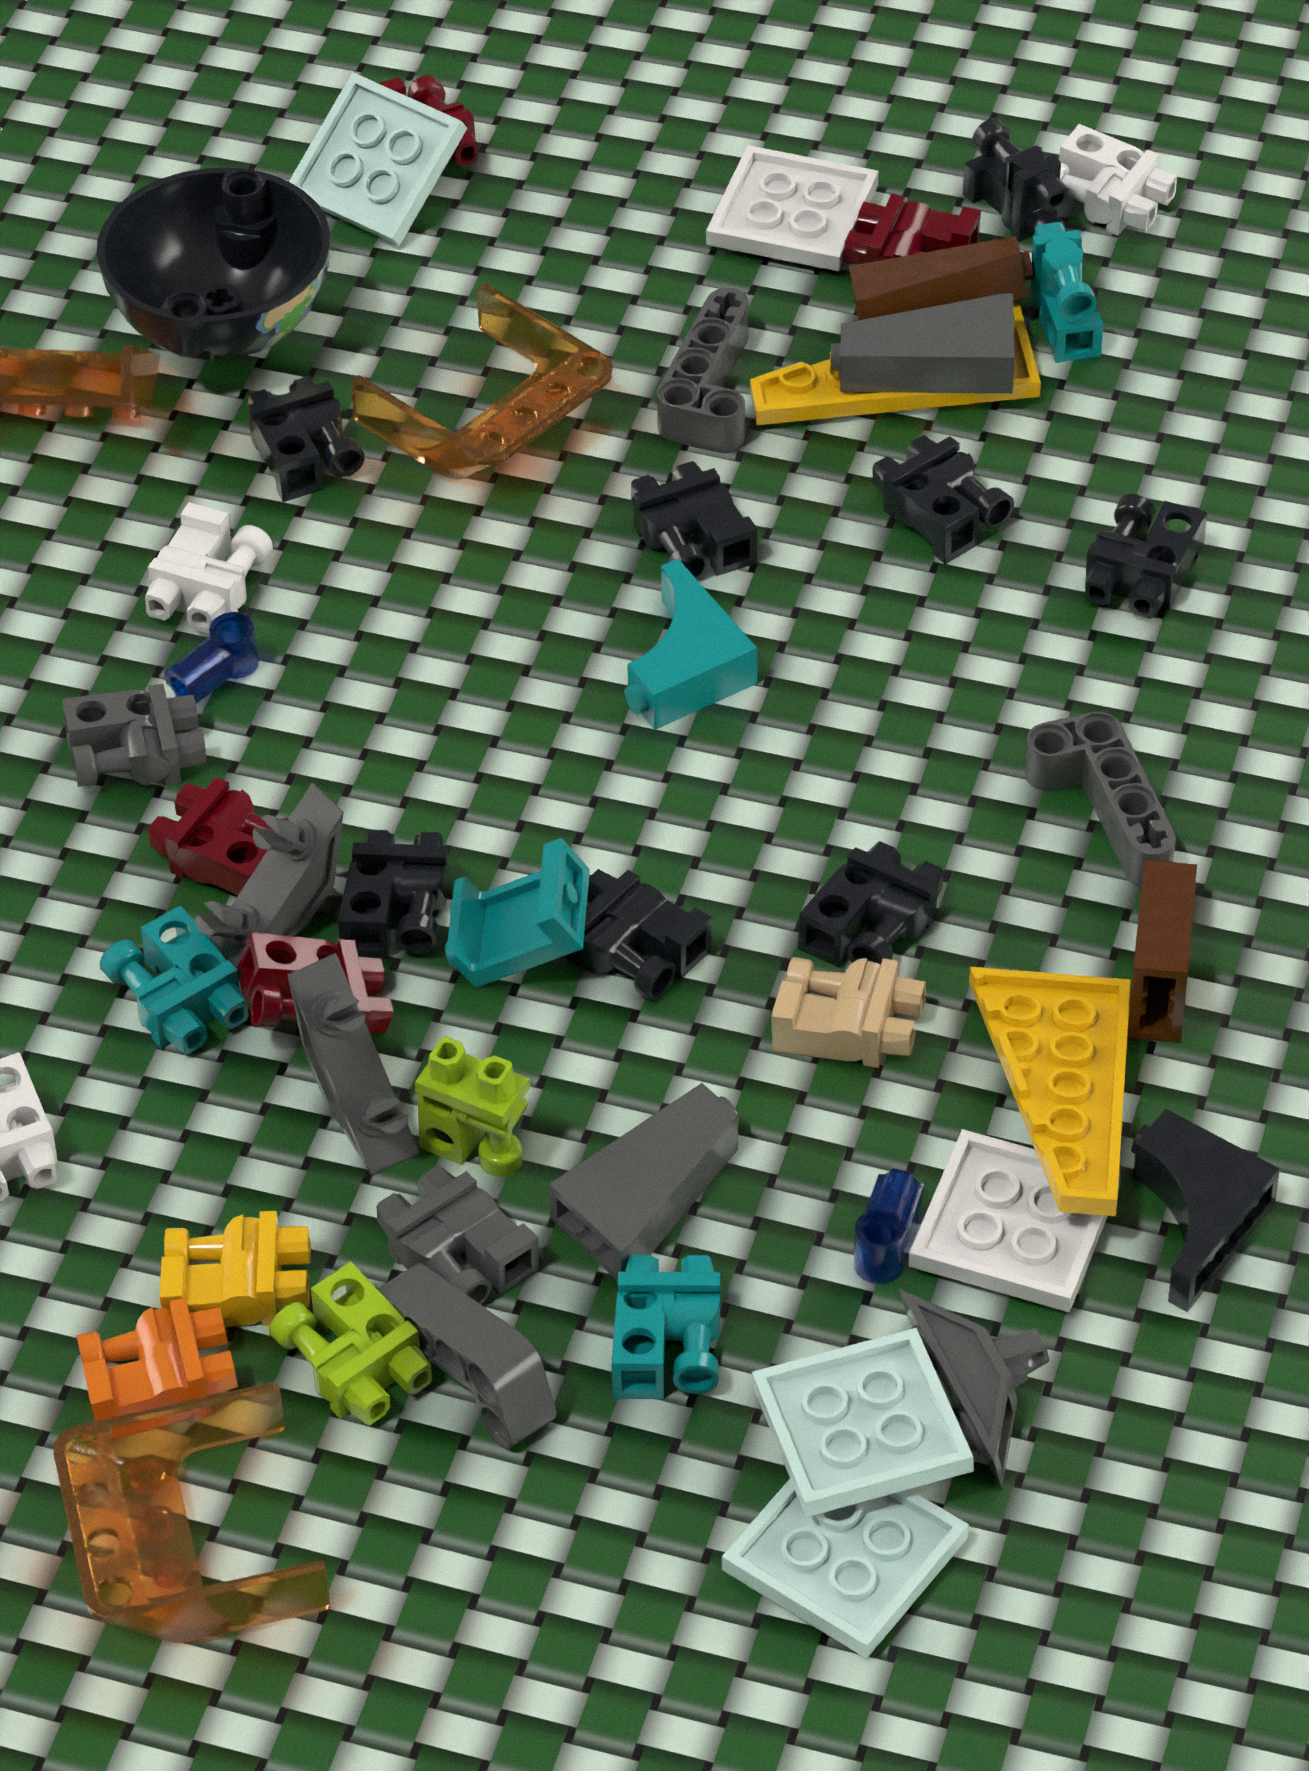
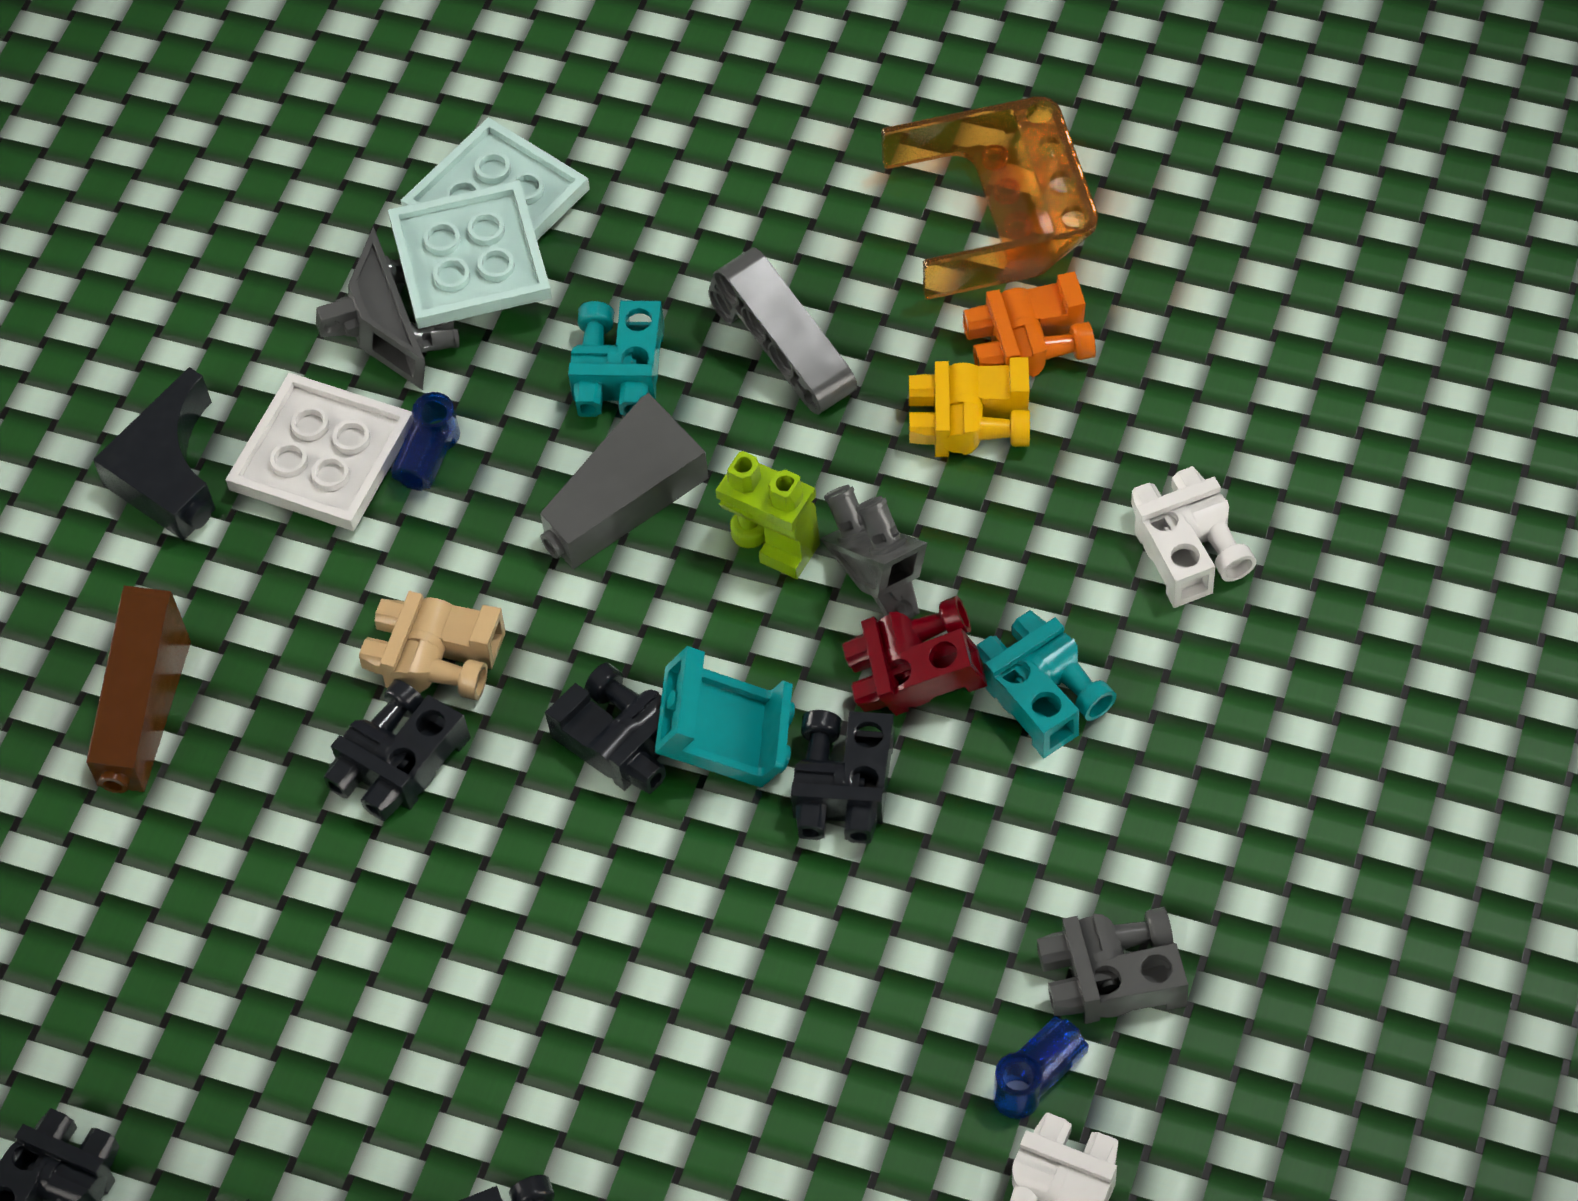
camera: 175 degrees left, 10 degrees up
(212, 837) = (1023, 833): dark red hips -> none
(288, 882) = (952, 744): dark grey connector -> none
(370, 1350) = (861, 337): lime hips -> none
(458, 1221) = (796, 444): dark grey hips -> none
(697, 659) = (533, 1055): teal arch -> none
(1066, 1069) = (250, 586): yellow wing -> none
(1098, 755) = (144, 868): dark grey beam -> none

